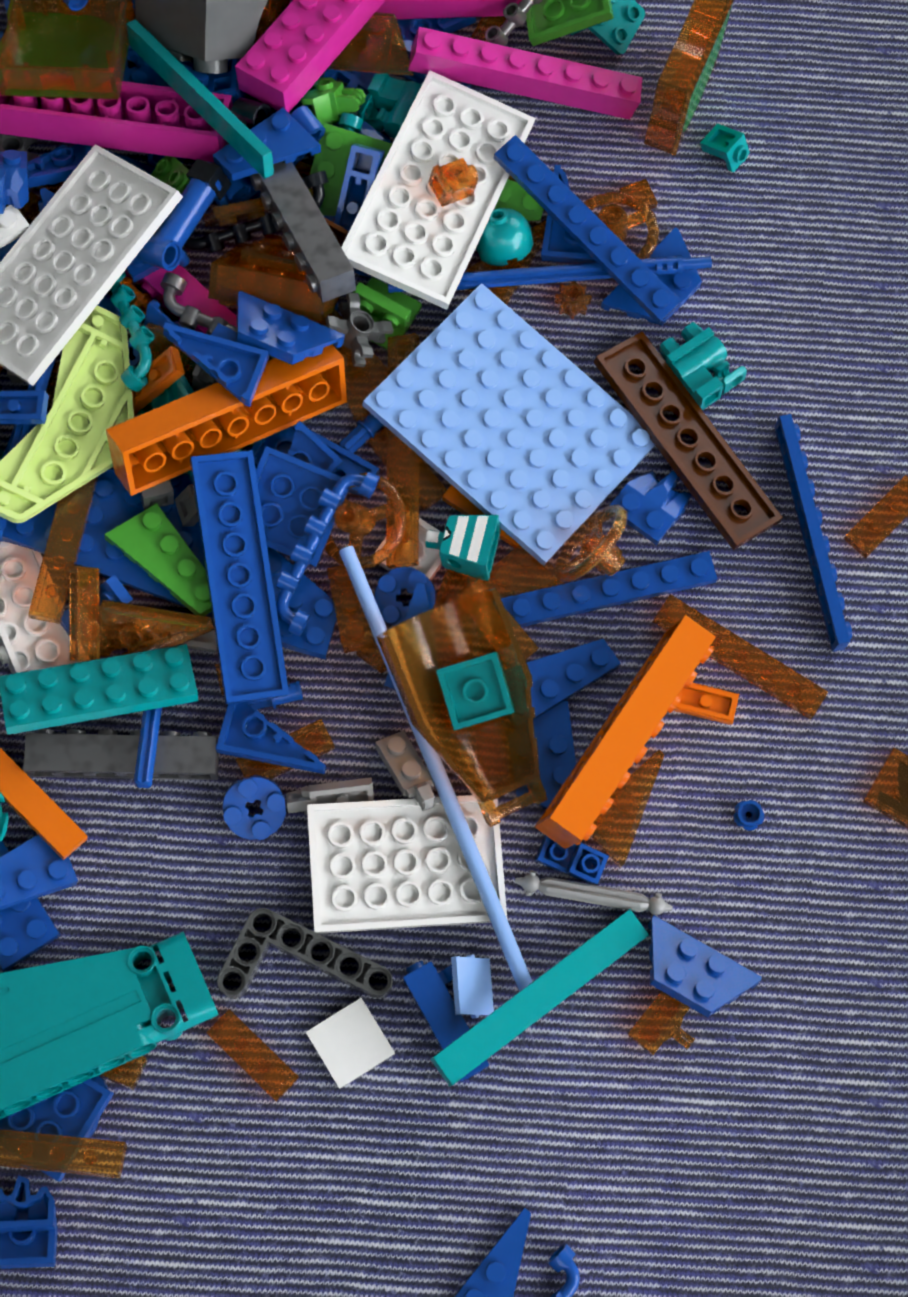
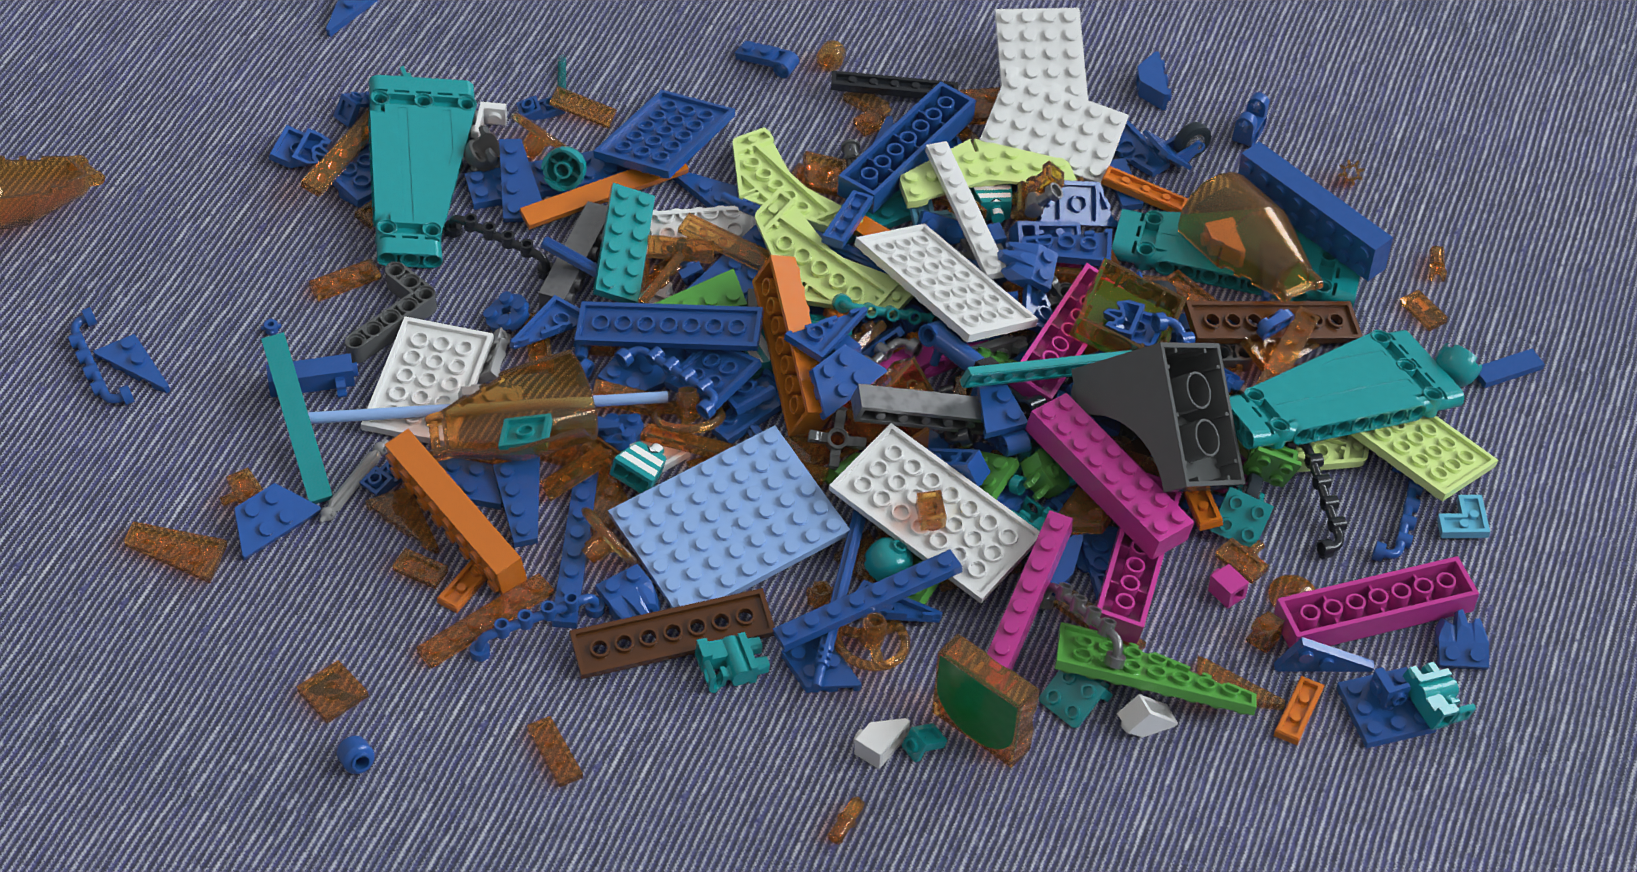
camera: 110 degrees right, 25 degrees down
(79, 30) = (1132, 322): none -> blue plate
(148, 797) = (454, 229): none -> black bar
(318, 676) = (588, 367): none -> blue tile
(350, 1043) = (324, 328): white tile -> none
(371, 1118) = (271, 327): none -> blue piece
(472, 986) = (325, 391): light blue piece -> none
(642, 191) = (901, 672): clear orange tile -> none
(677, 541) = (502, 627): none -> blue bar
(699, 757) = (420, 568): none -> clear orange plate
(744, 185) = (880, 740): none -> white slope
(752, 807) = (363, 581): blue plate -> none
(780, 1054) = (183, 550): none -> clear orange wing
(815, 542) = (562, 690): blue plate -> none
(853, 196) = (846, 820): none -> clear orange axle

